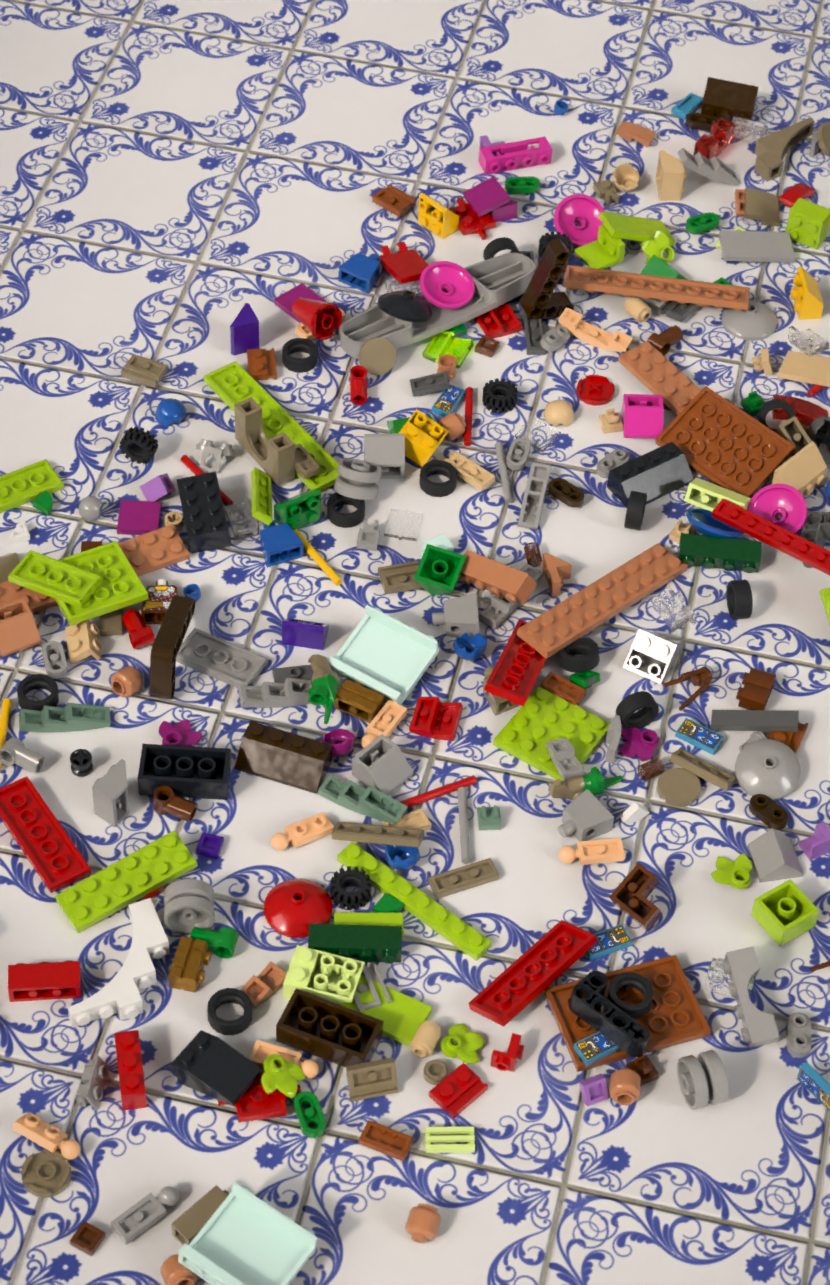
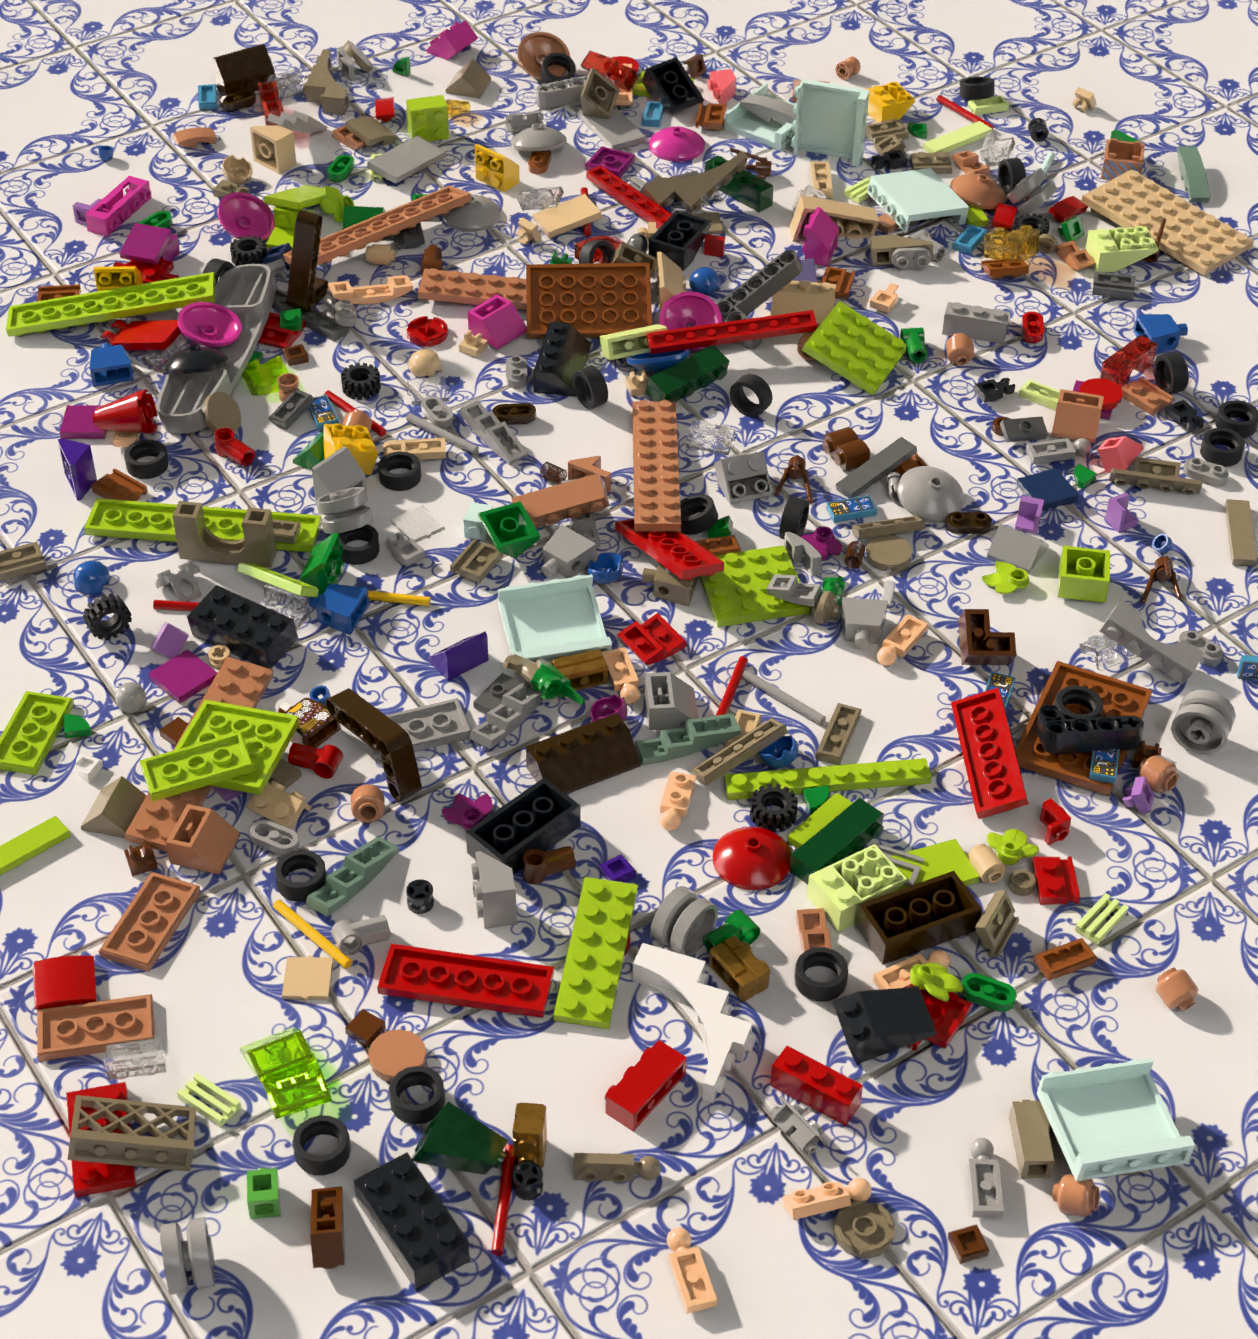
camera: 45 degrees left, 5 degrees down
(412, 228) = (110, 304): none -> lime plate
(489, 818) = (794, 677): sand green tile -> none
(511, 318) = (291, 319): none -> green plate

